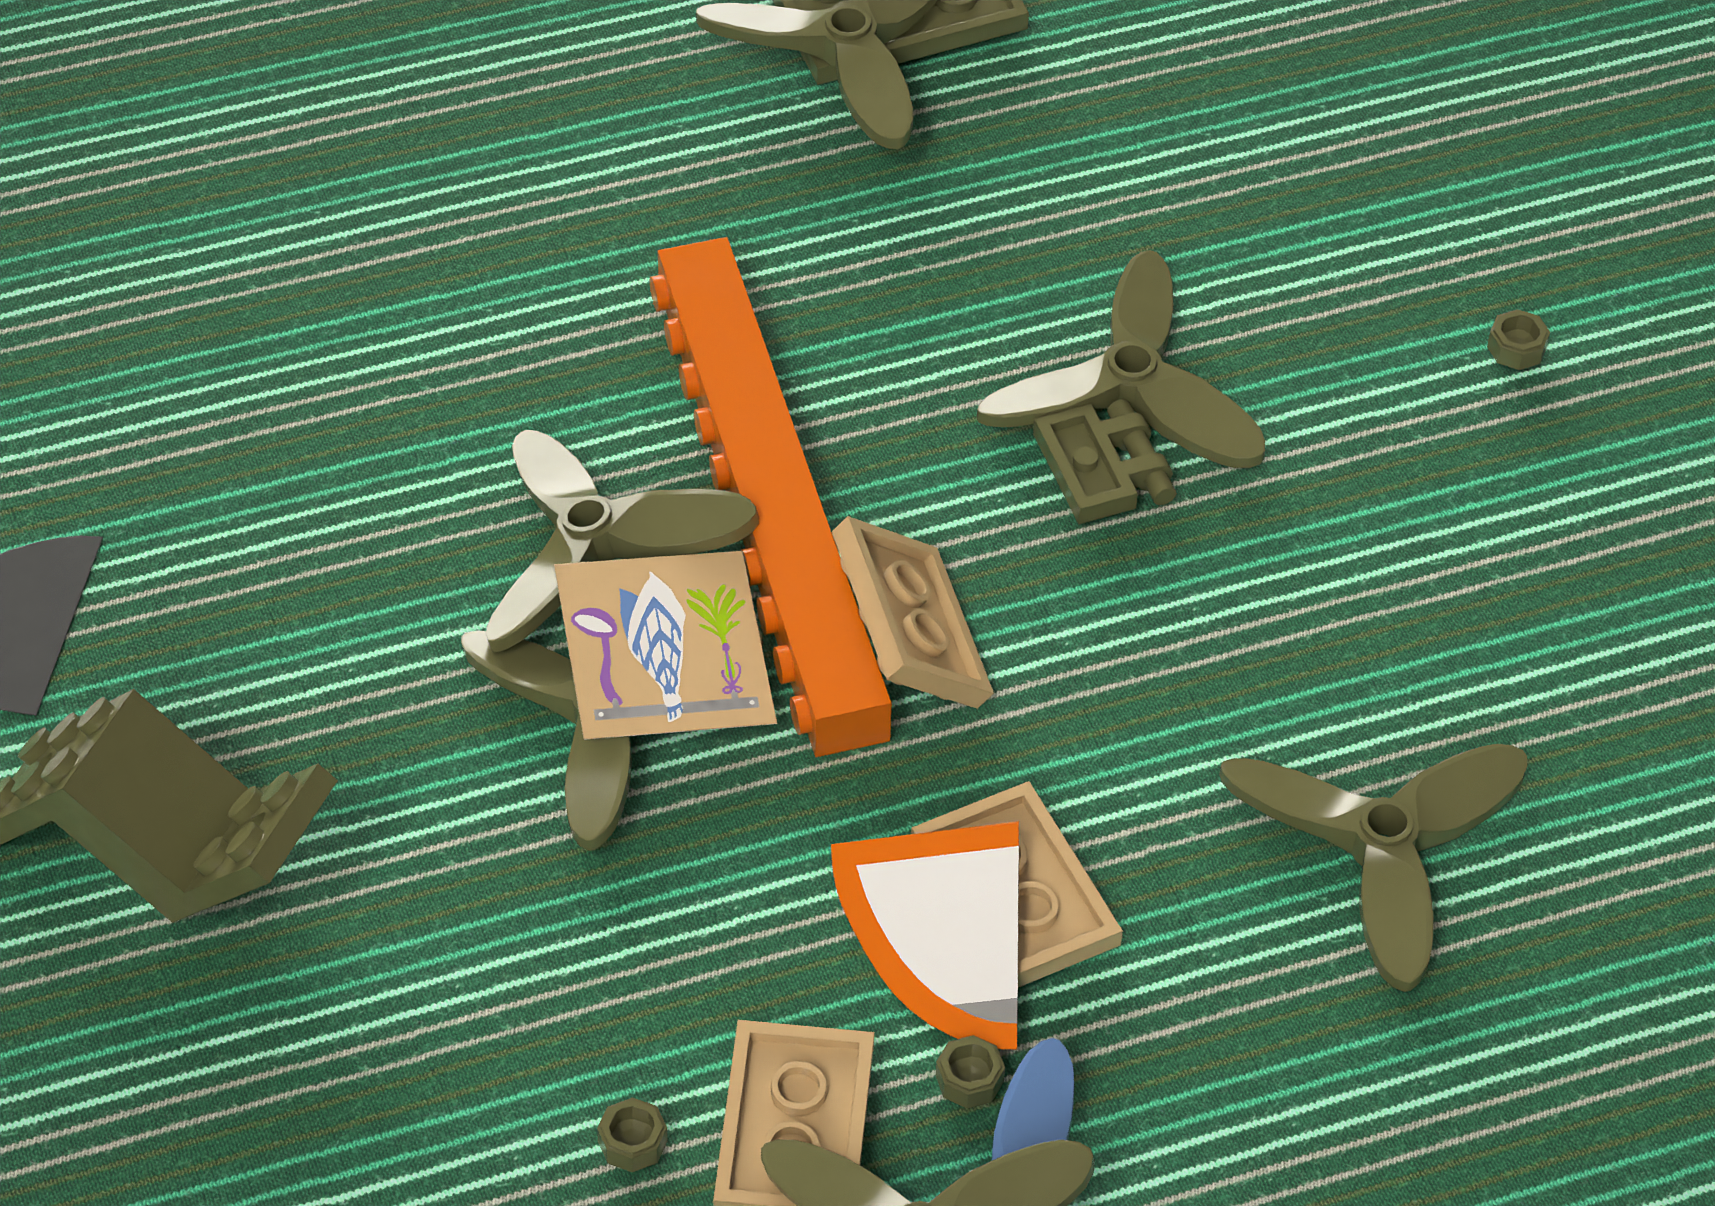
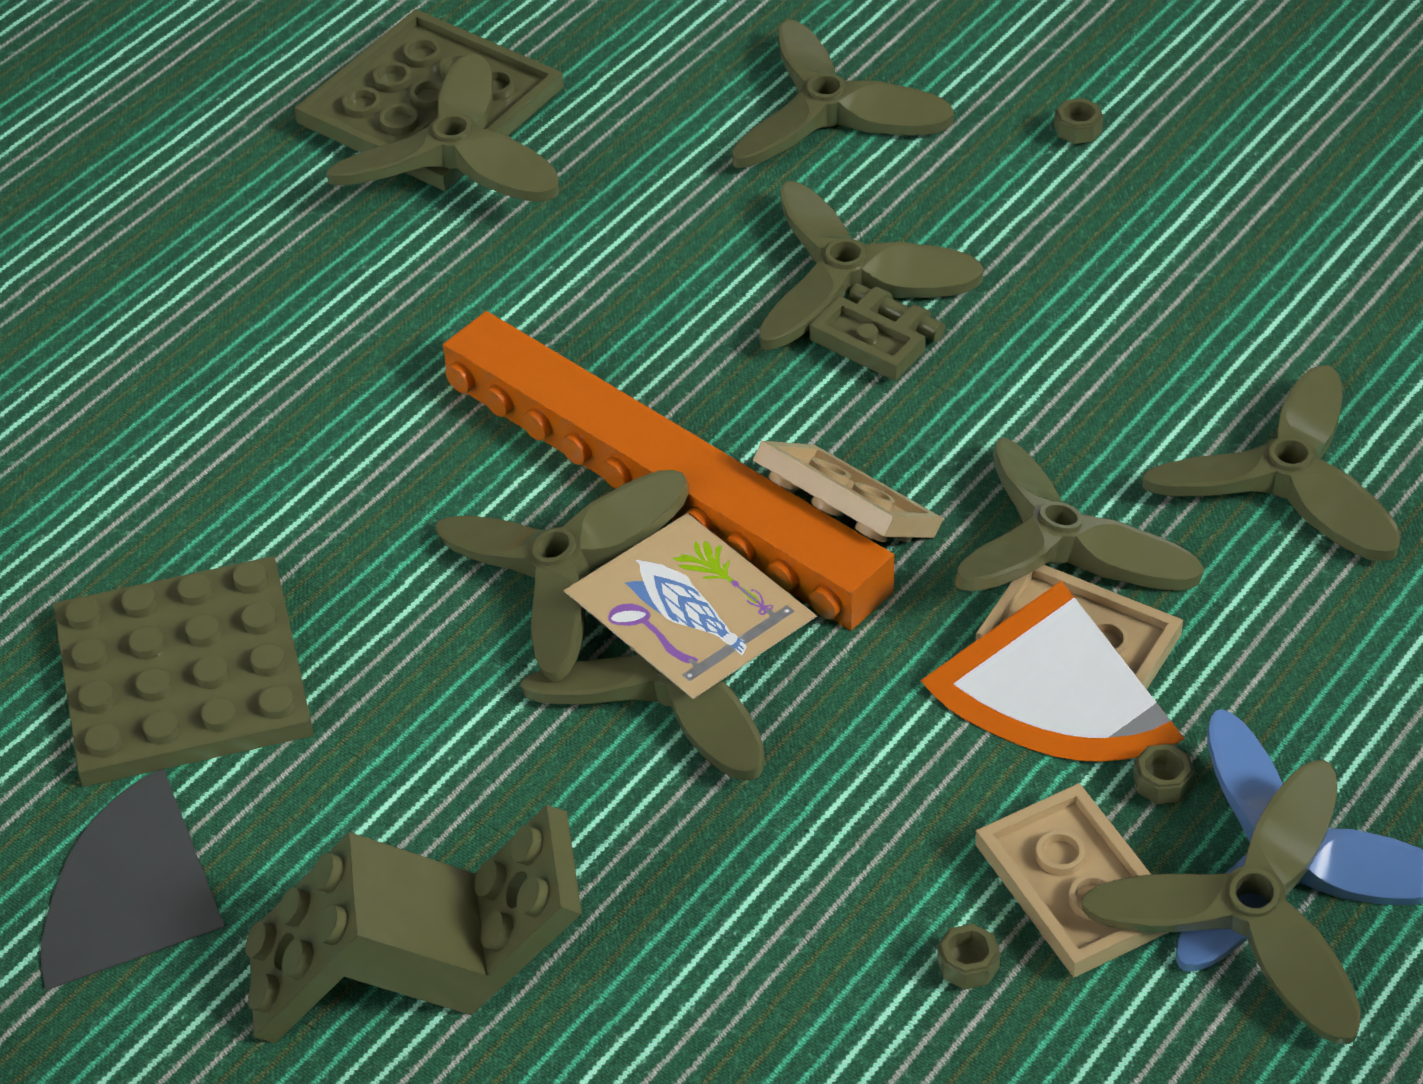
camera: 30 degrees left, 5 degrees down
(188, 450) = (180, 671): none -> olive plate
(1086, 775) = (1061, 534): none -> olive piece
(1279, 184) = (831, 100): none -> olive piece

